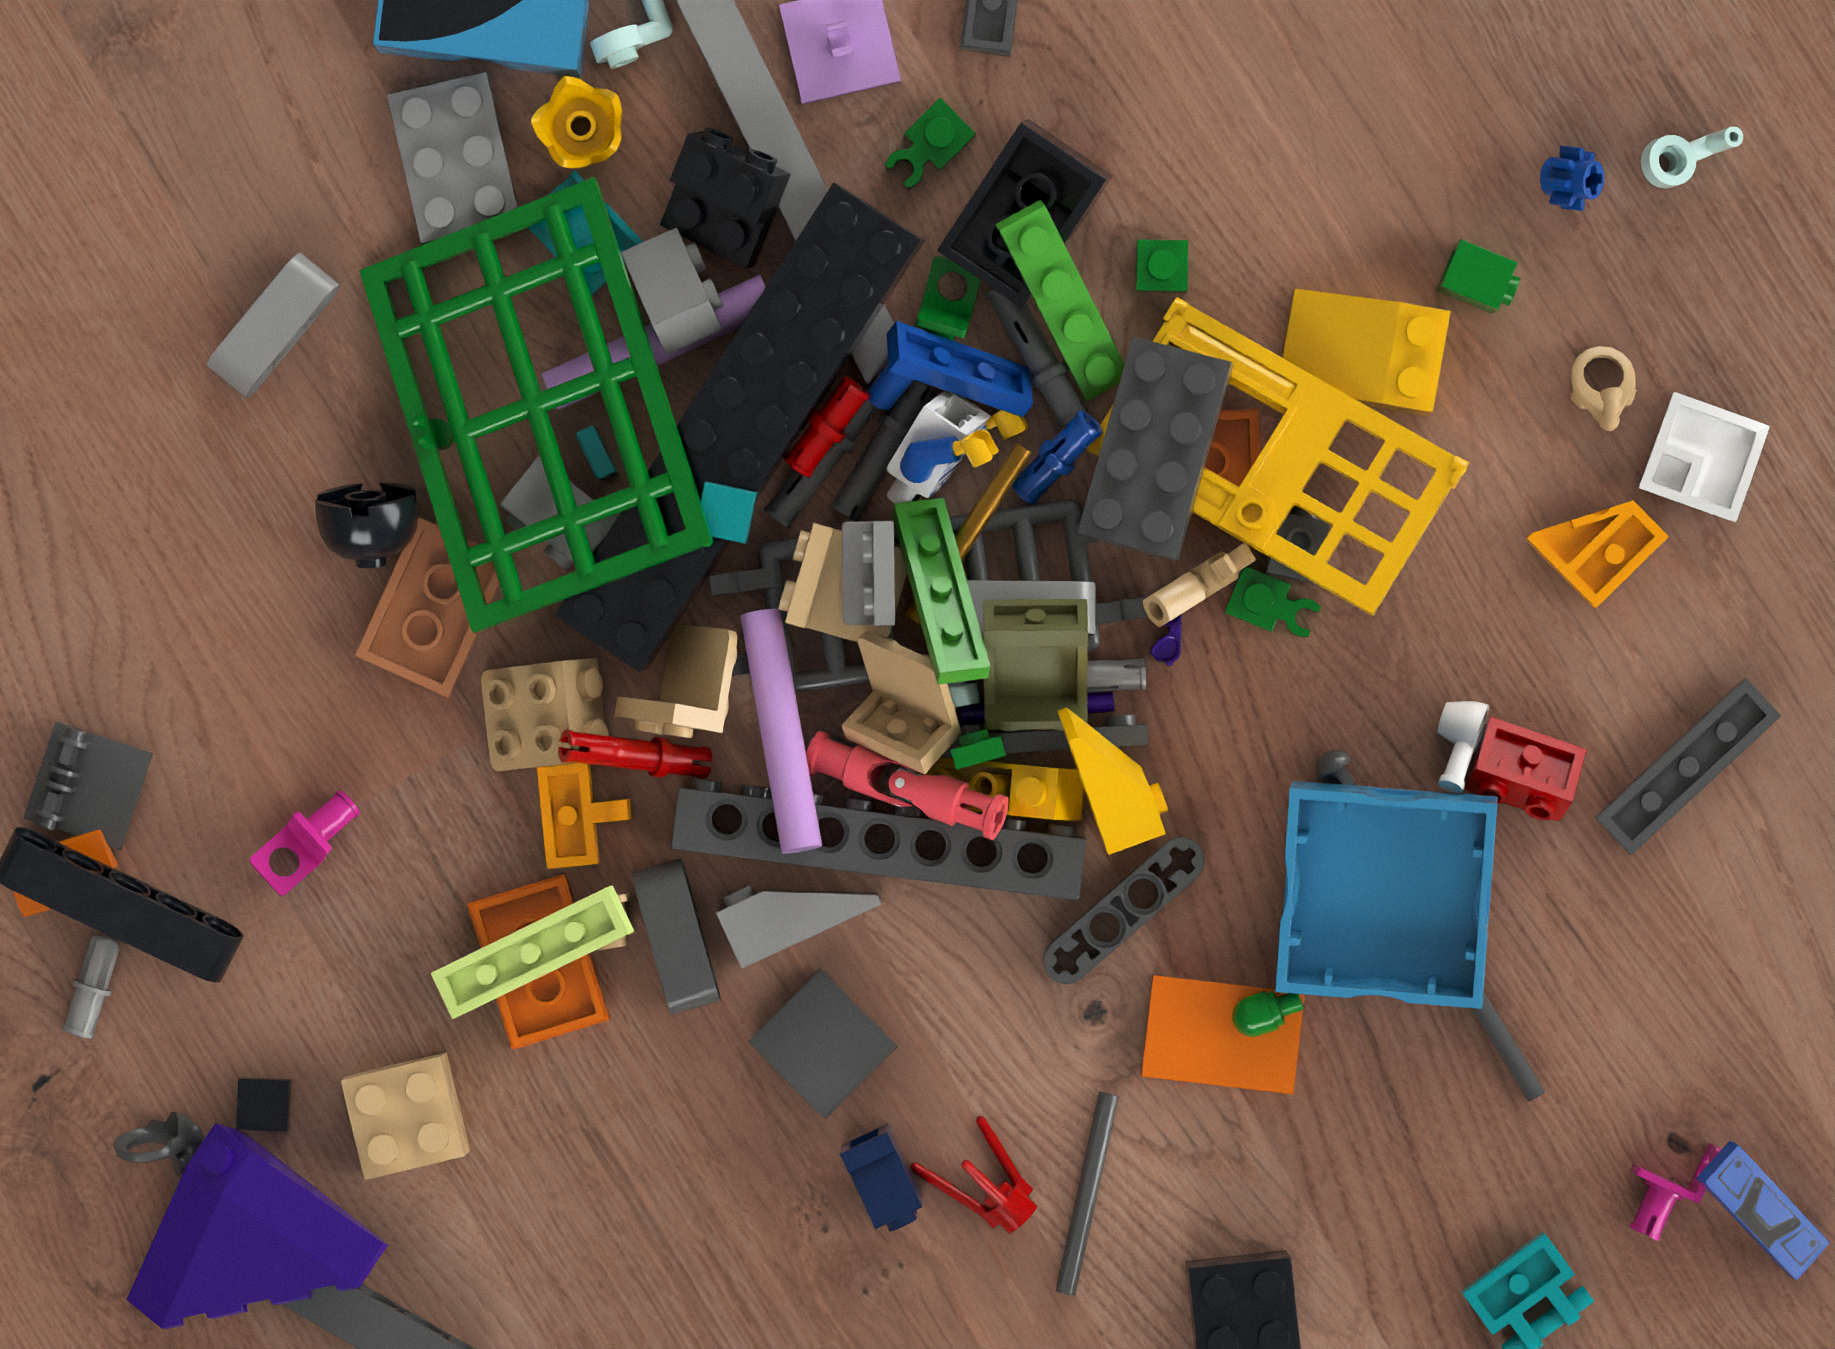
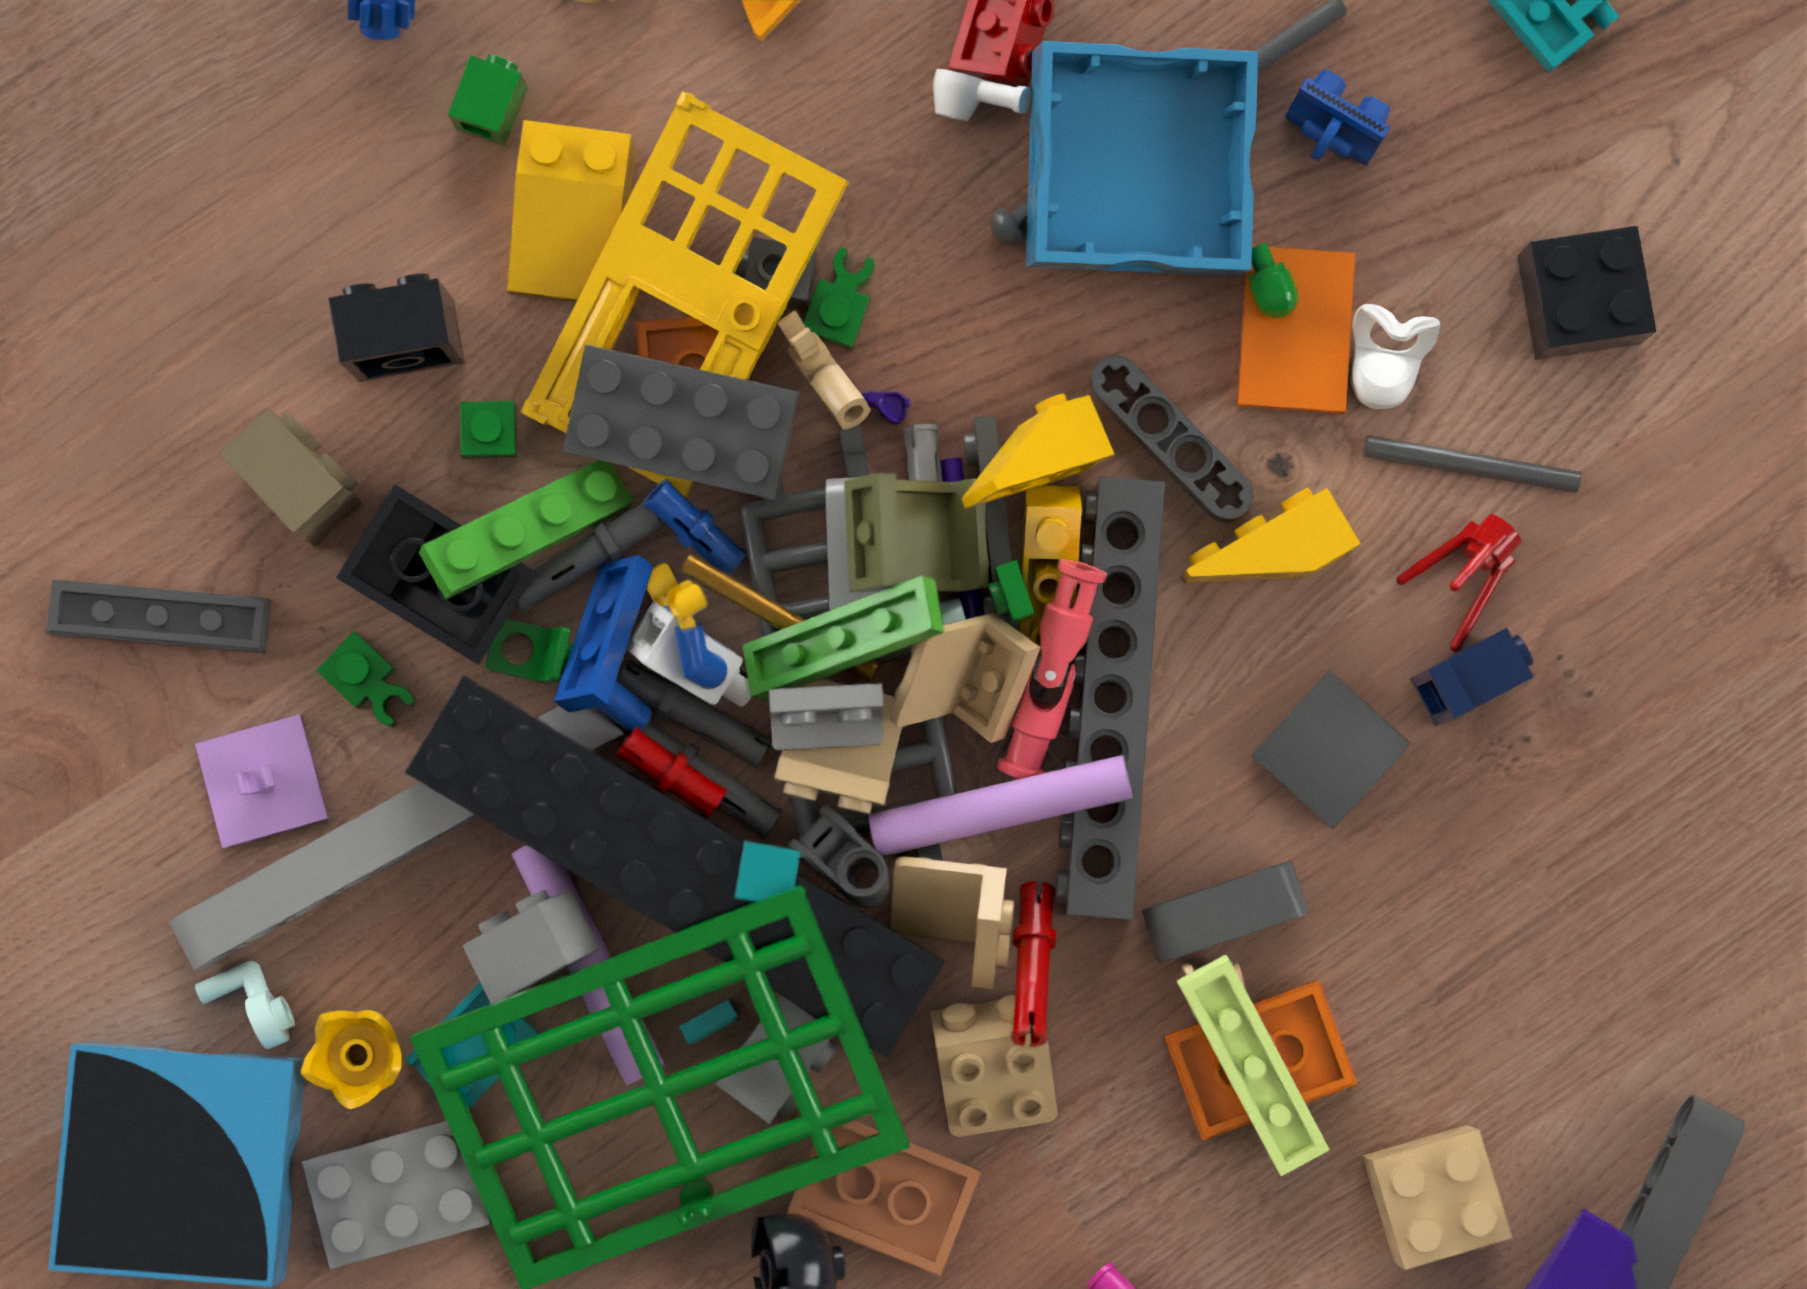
camera: 90 degrees left, 5 degrees down
(572, 815) = (1102, 1029): light orange plate -> none
(724, 196) = (426, 895): black plate -> none
(746, 577) = (835, 851): none -> dark grey piece
(780, 918) = (1200, 799): light grey slope -> none
(1015, 1016) = (1289, 546): none -> yellow slope
(1120, 82) = (282, 468): none -> dark tan brick
(1175, 1114) = (1386, 376): none -> white piece
(1257, 184) = (396, 328): none -> black brick
(1416, 1083) = (1336, 122): none -> blue hips

